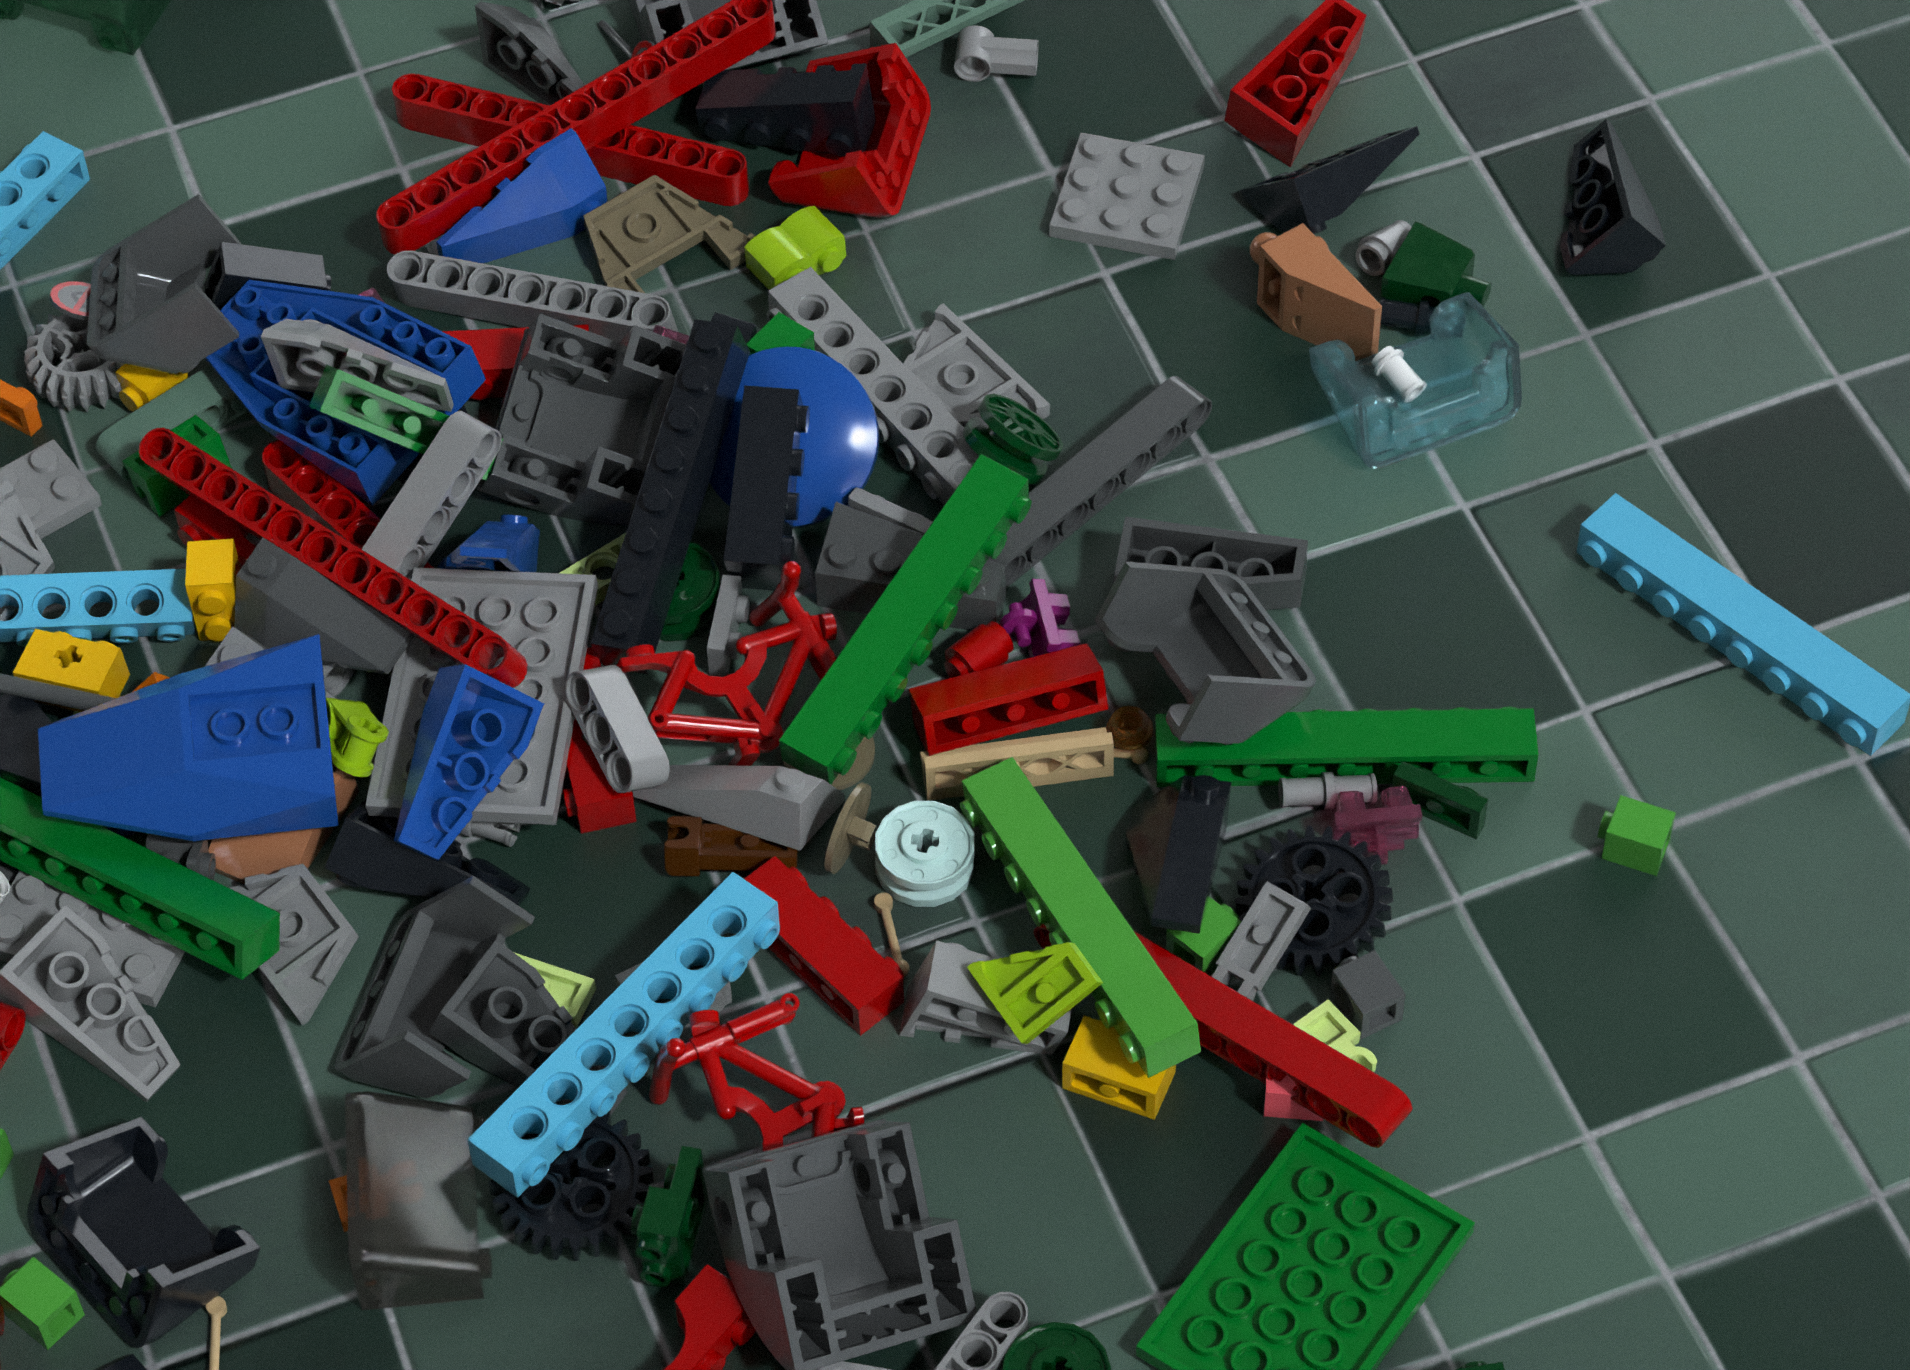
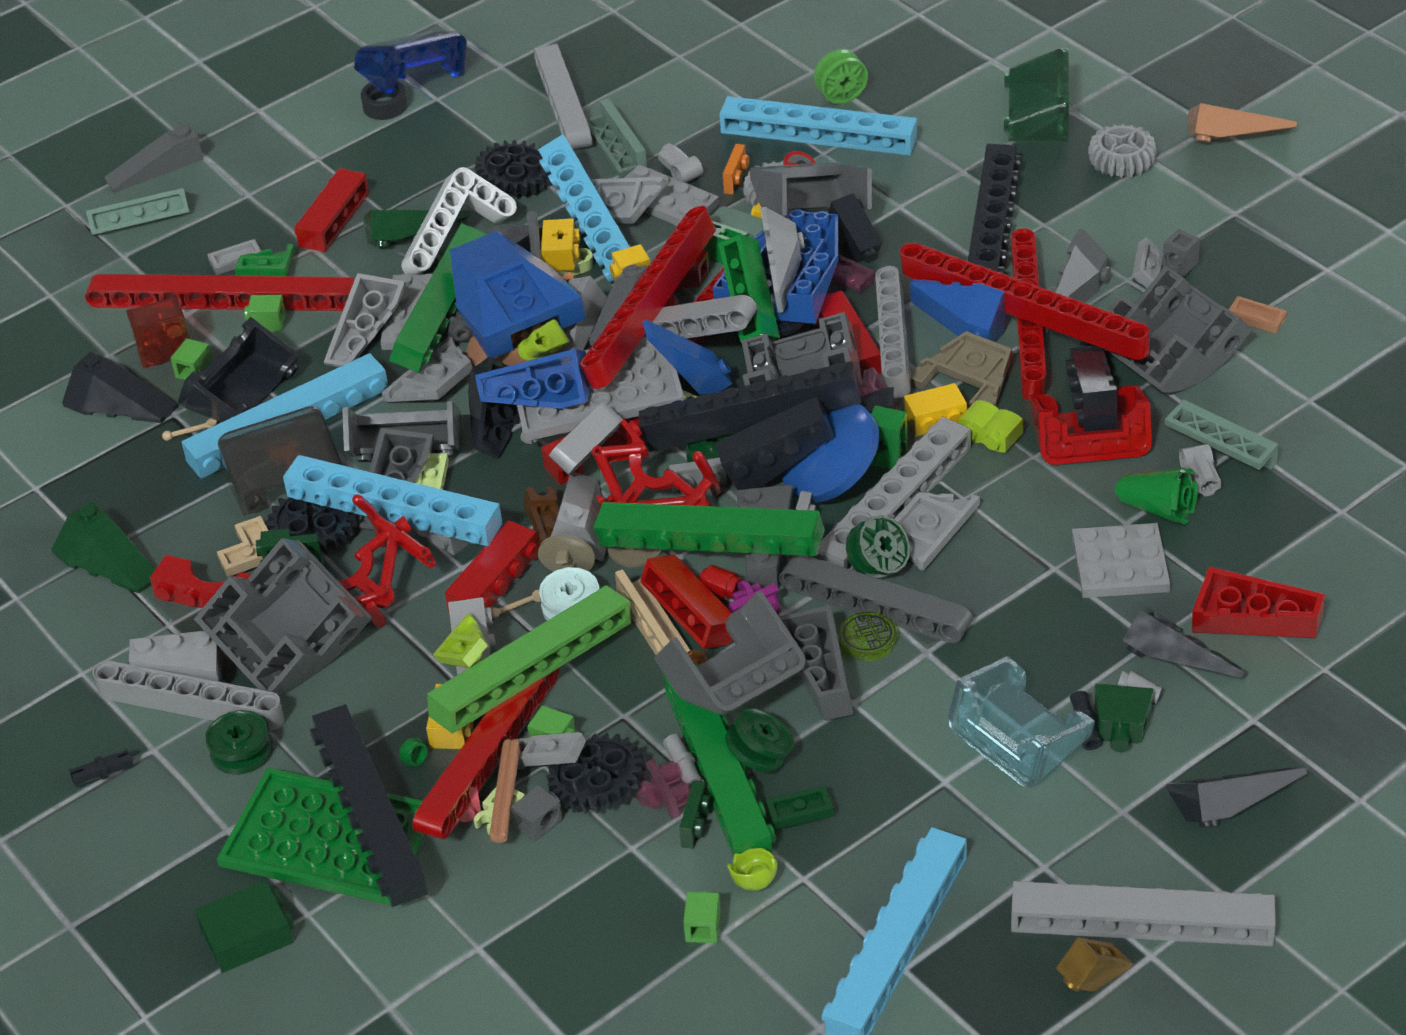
camera: 75 degrees right, 10 degrees down
(277, 1181) = (330, 392): none -> medium azure brick
(311, 112) = (995, 206): none -> black brick
(589, 1278) = (243, 555): none -> tan plate
(730, 289) = (931, 405): none -> yellow brick
(1038, 105) = (1161, 493): none -> green cone
(1154, 498) = (867, 635): none -> clear neon green tile
(1170, 1137) = (413, 752): none -> green plate
(1177, 849) = (598, 700): black wedge -> none
(1292, 1203) = (369, 806): none -> black brick
(1313, 292) = (1068, 651): nougat slope -> none
(1329, 1019) = (504, 791): none -> nougat axle
(1348, 677) = (759, 740): none -> dark green wheel
(1398, 373) = (1024, 707): white pin -> none
(1466, 669) = (799, 807): none -> dark green plate
(1571, 751) = (753, 869): none -> lime hair
(1782, 360) = (1143, 913): none -> light grey brick
(1857, 433) = (1092, 964): none -> pearl gold slope

